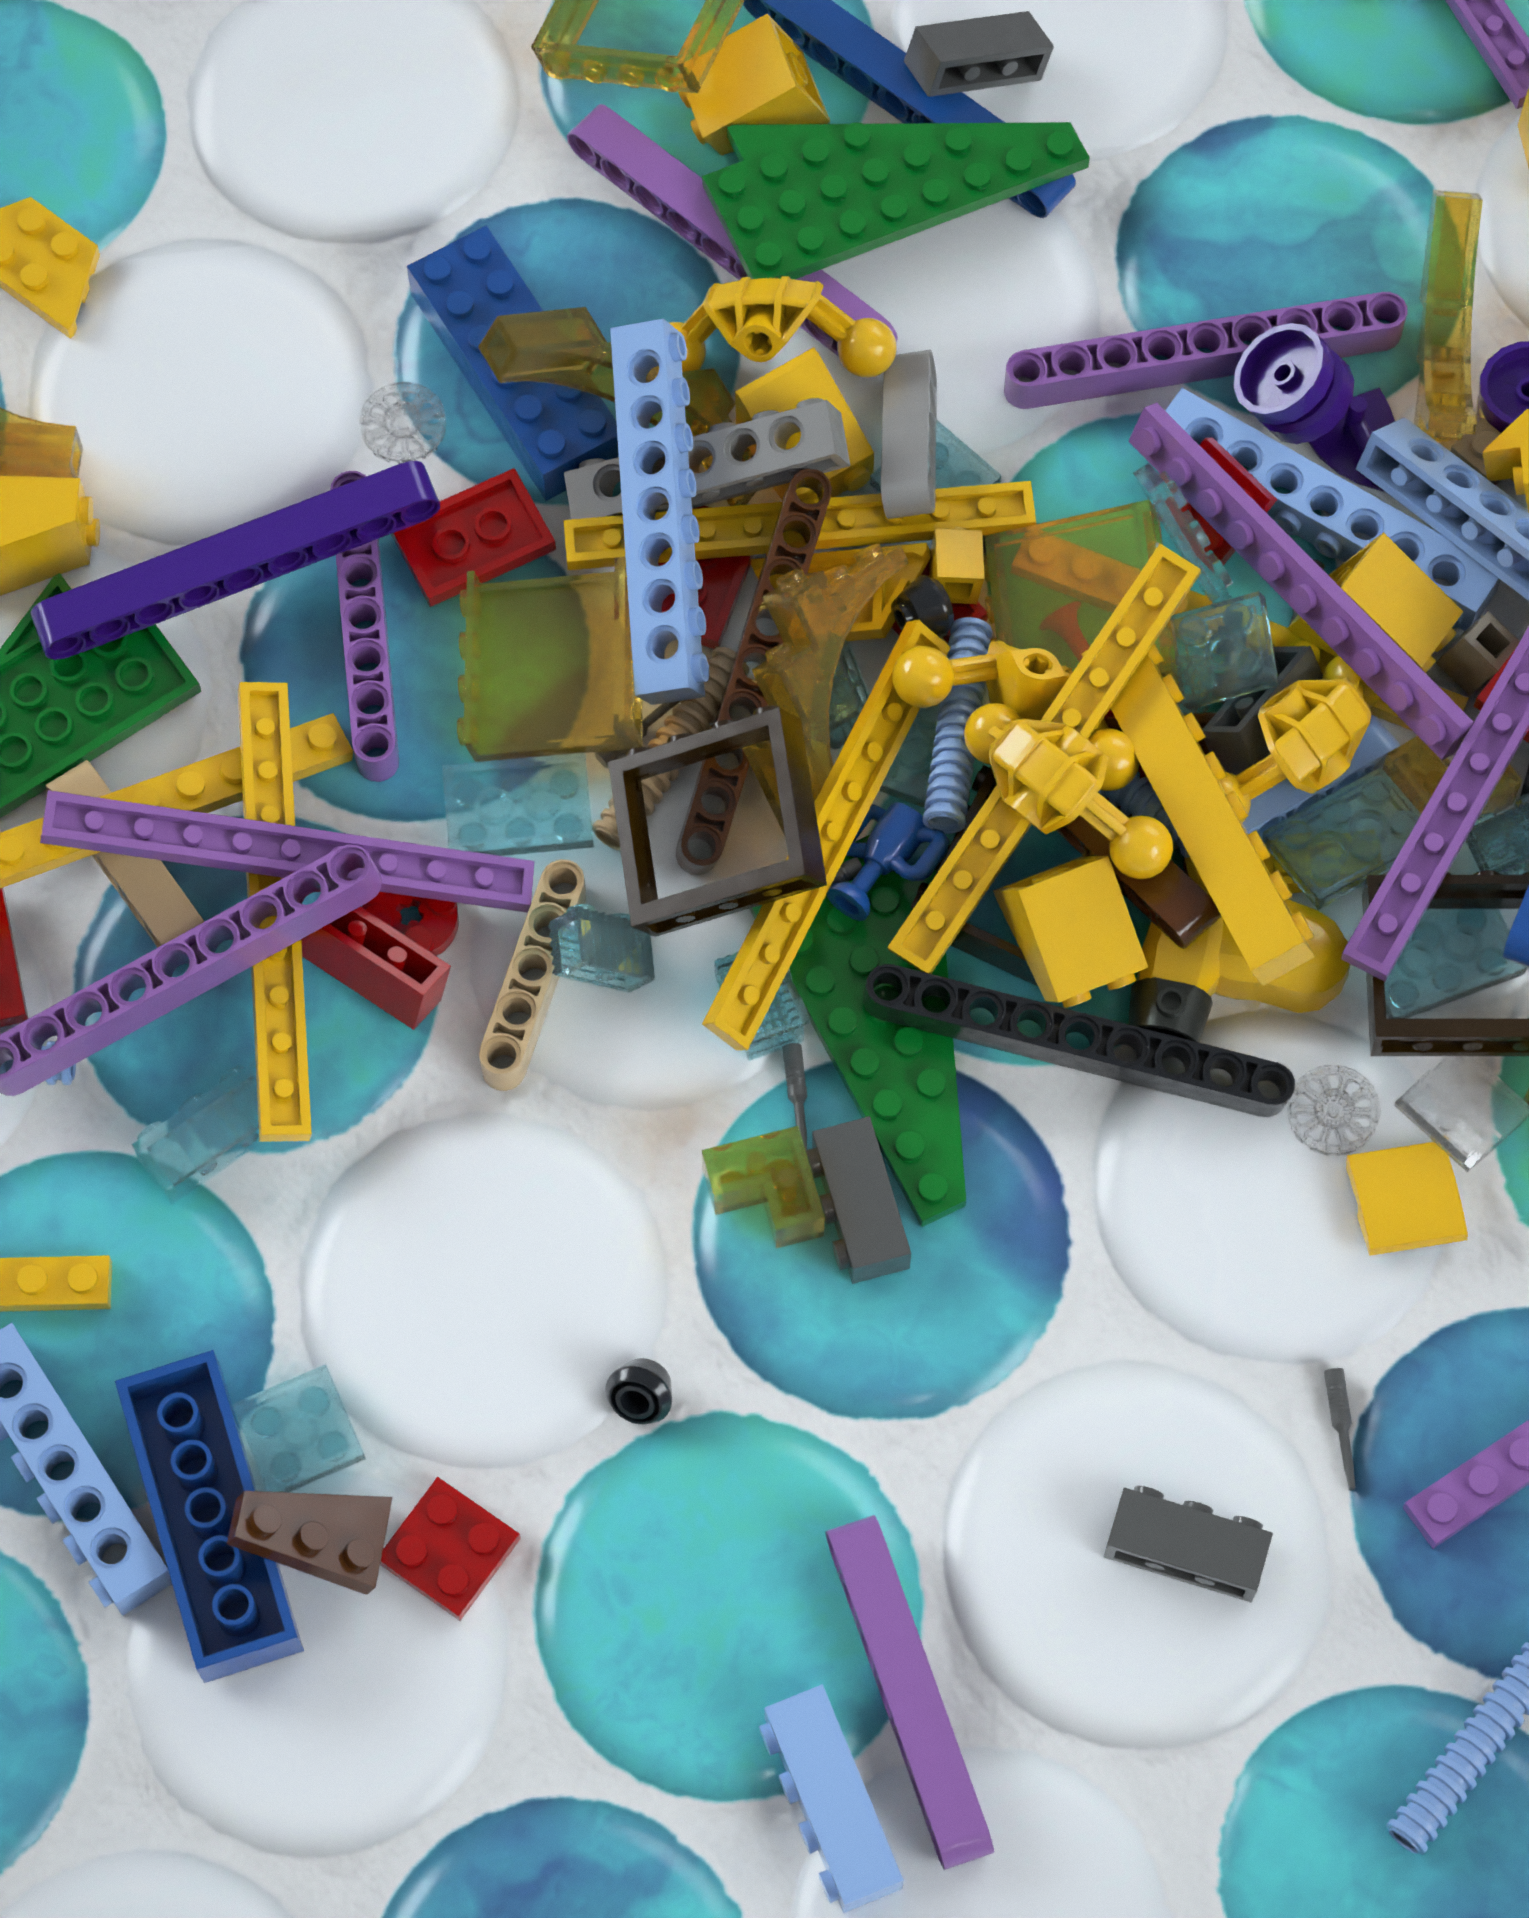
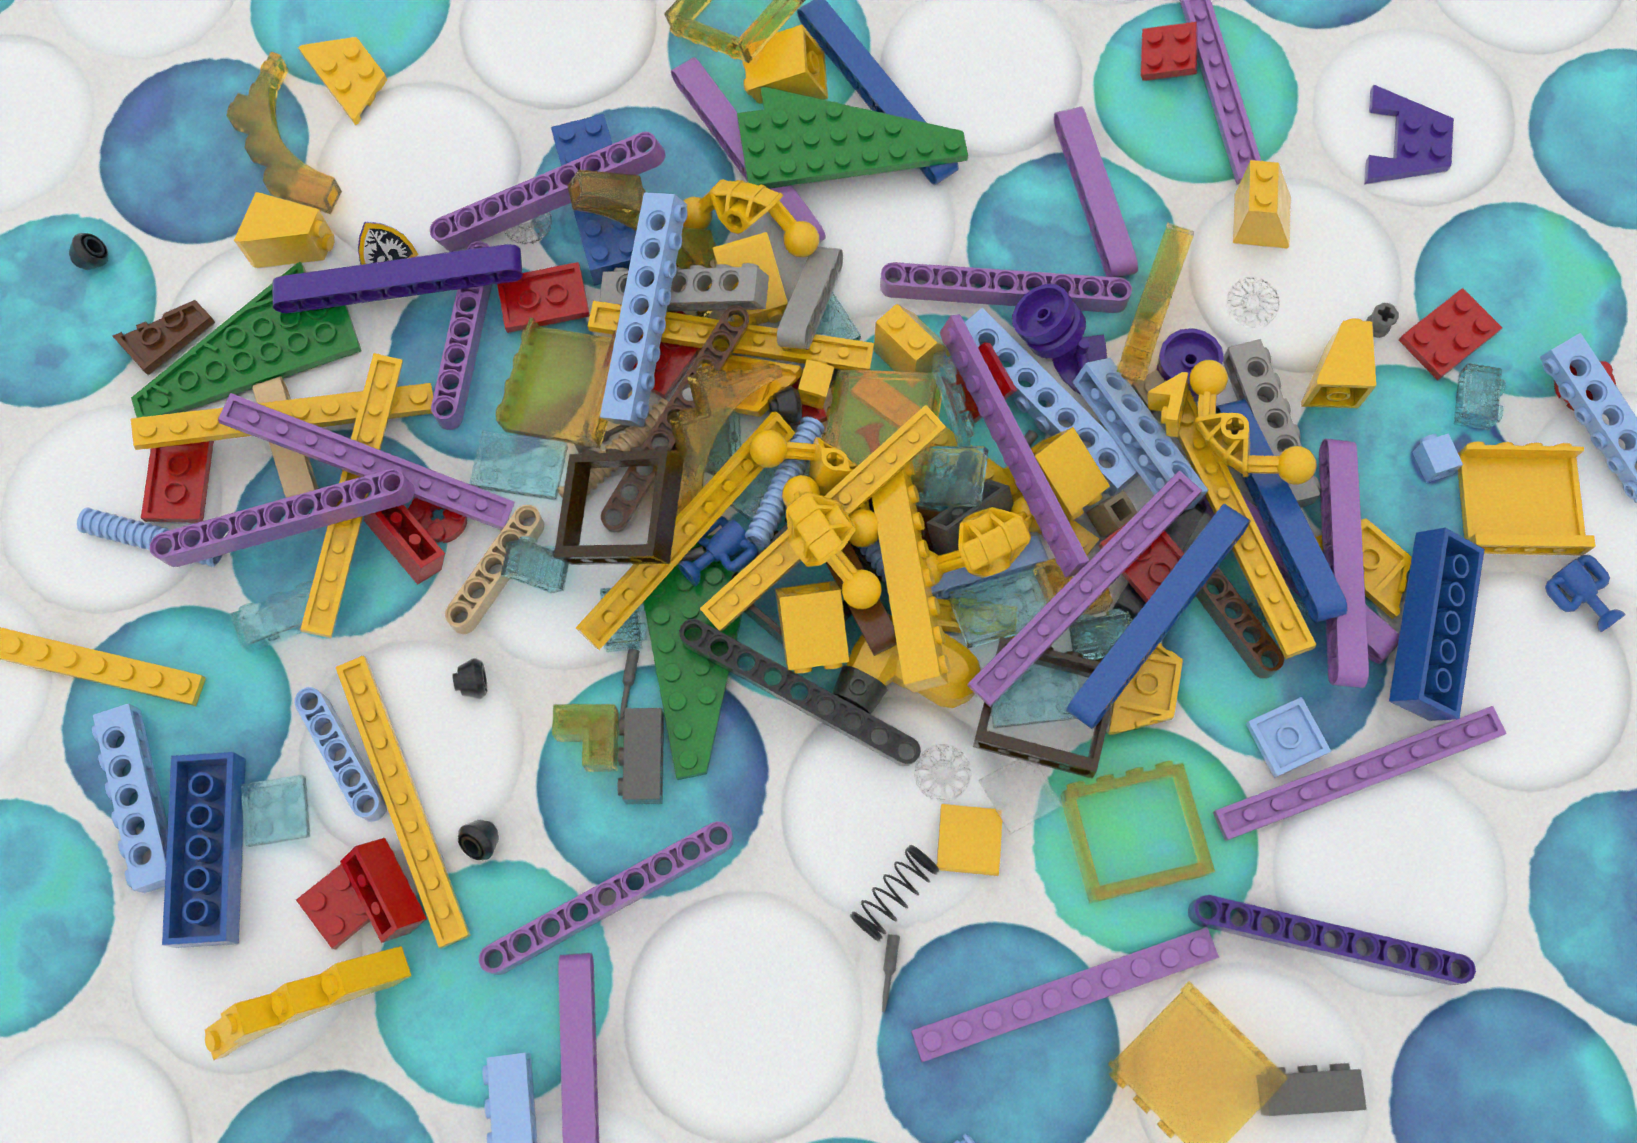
camera: 15 degrees right, 5 degrees up
(190, 512) = (383, 243): none -> shield
(315, 1533) = (259, 878): reddish brown wing -> none
(366, 1297) = (330, 744): none -> light blue beam
(416, 368) = (536, 203): none -> medium lavender beam
(442, 1694) = (305, 997): none -> yellow arch
(499, 1366) = (403, 802): none -> yellow plate
(516, 1502) = (383, 890): none -> red brick
(549, 1151) = (471, 679): none -> black cone
(866, 1449) = (592, 899): none -> medium lavender beam
(978, 53) = (922, 77): dark grey brick -> none
(1080, 468) = (906, 341): none -> yellow slope
(1188, 1543) = (773, 1020): dark grey brick -> none
(1301, 171) = (1095, 193): none -> medium lavender beam
(1339, 1253) = (923, 860): none -> black piece

